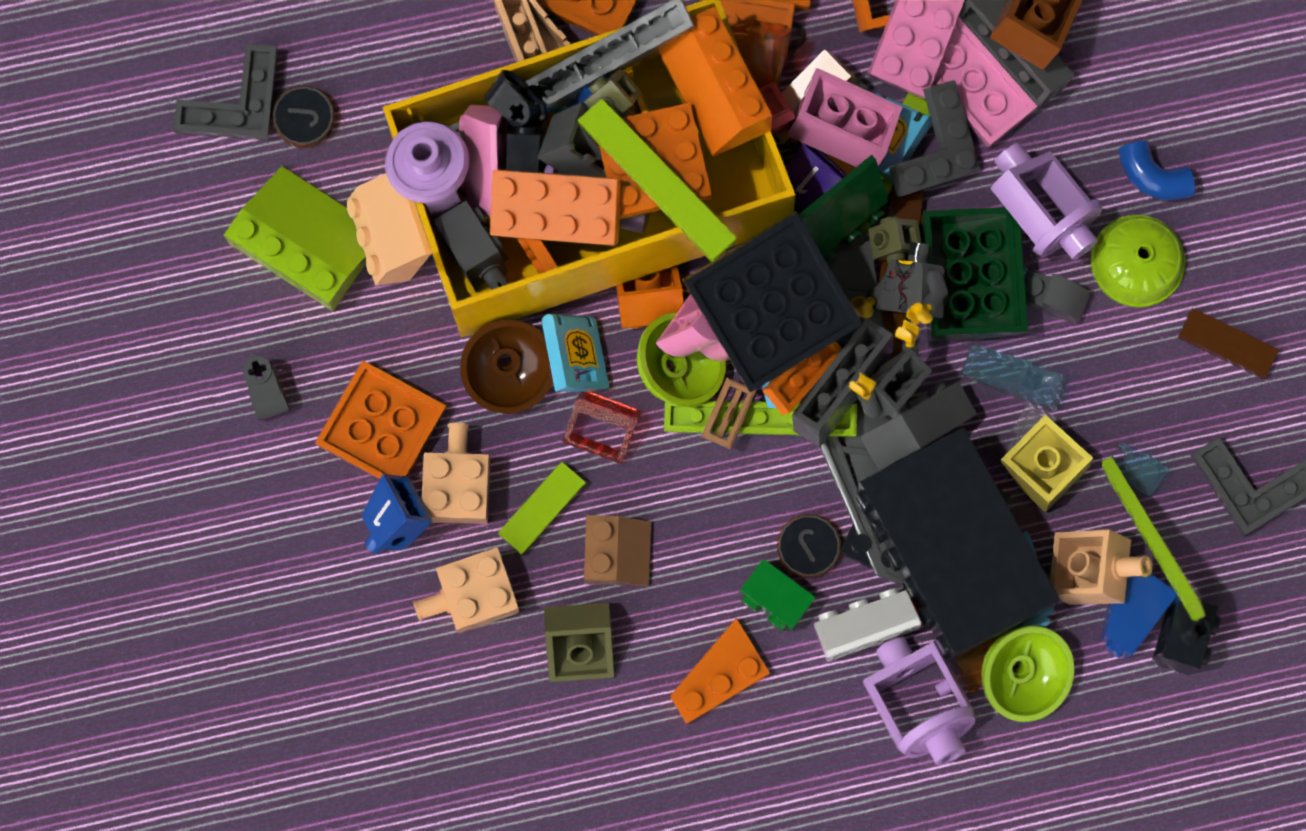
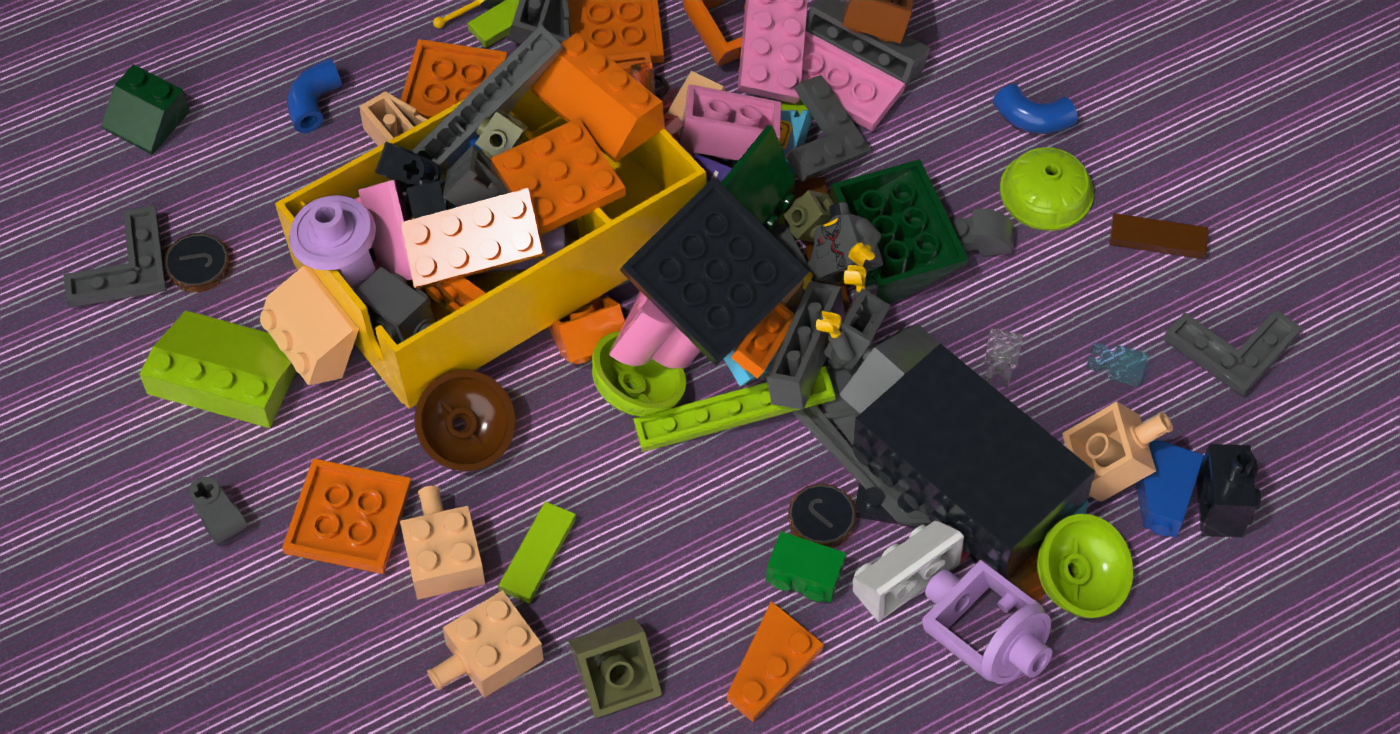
camera: 15 degrees left, 20 degrees down
(394, 514) = (384, 591): blue torso -> none
(571, 347) = (528, 388): medium azure container -> none
(607, 411) = (579, 442): clear red tile -> none
(617, 551) = (626, 569): medium nougat slope -> none
(657, 180) = (568, 184): lime tile -> none
(718, 439) = (698, 435): medium nougat tile -> none
(1015, 377) = (969, 311): clear light blue slope -> none
(1046, 463) = (1031, 373): light yellow slope -> none
(1047, 235) = (946, 153): lavender piece -> none
(1153, 539) = (1158, 399): lime tile -> none

